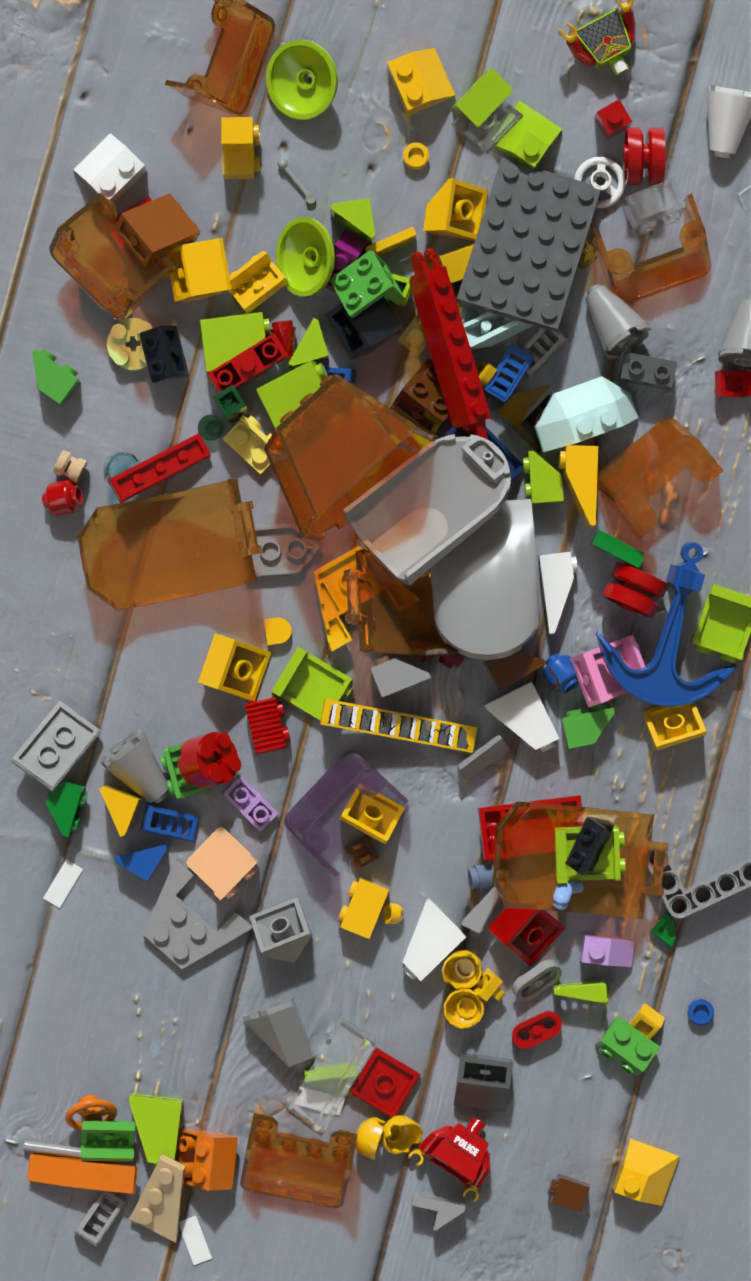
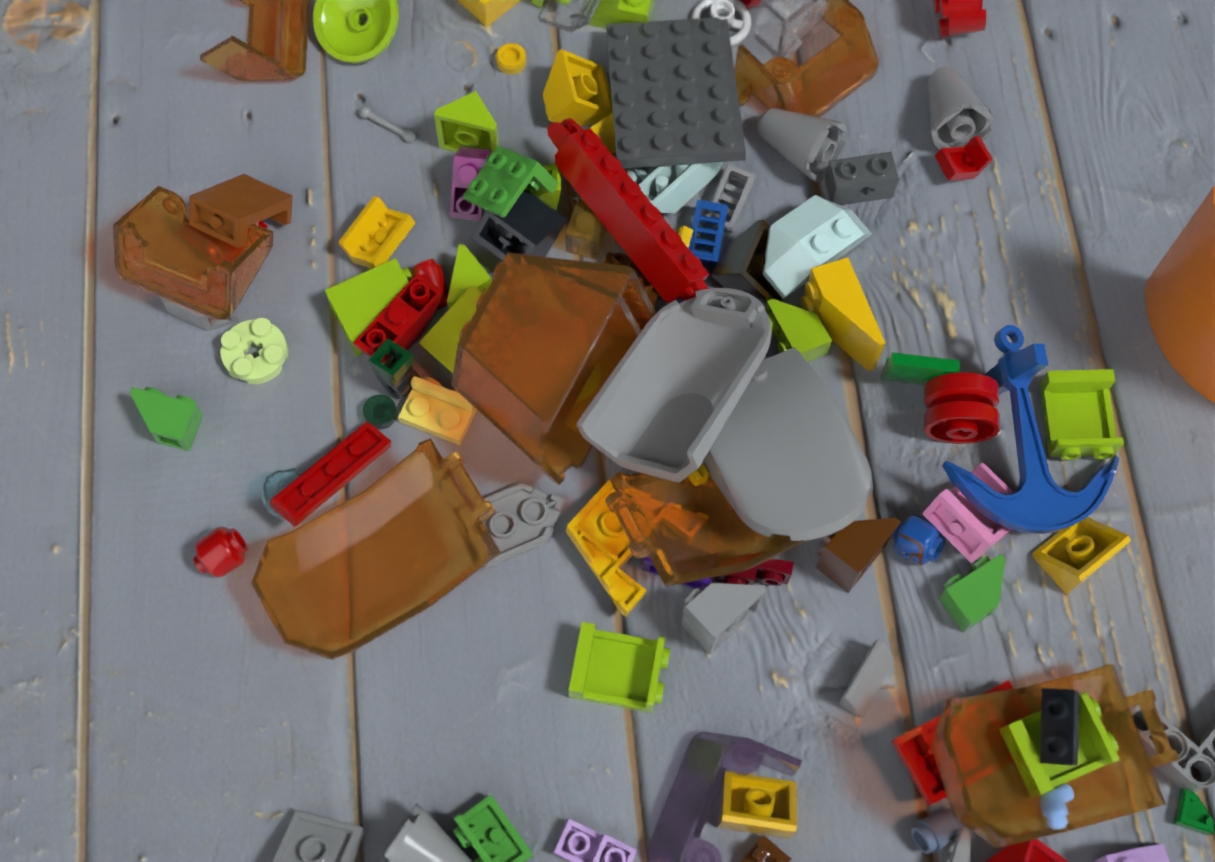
camera: 25 degrees left, 20 degrees down
(74, 469) = (218, 511): tan wheel -> none
(110, 168) = (171, 166): white slope -> none
(164, 353) = (293, 344): black bracket -> none
(199, 270) = (306, 238): yellow slope -> none
(208, 760) = (520, 809): red brick -> none
(234, 667) = (509, 680): yellow slope -> none
(238, 143) = (308, 99): yellow brick -> none
(266, 725) = (579, 740): red brick -> none
(277, 630) = (547, 618): yellow tile -> none
(305, 256) = (425, 182): lime dish -> none
(393, 242) = (526, 138): yellow tile -> none
(398, 725) = (745, 675): tile -> none
(525, 716) = (898, 609): white slope -> none
(556, 581) = (868, 427): white slope -> none
(648, 467) = (910, 273): clear orange windscreen -> none

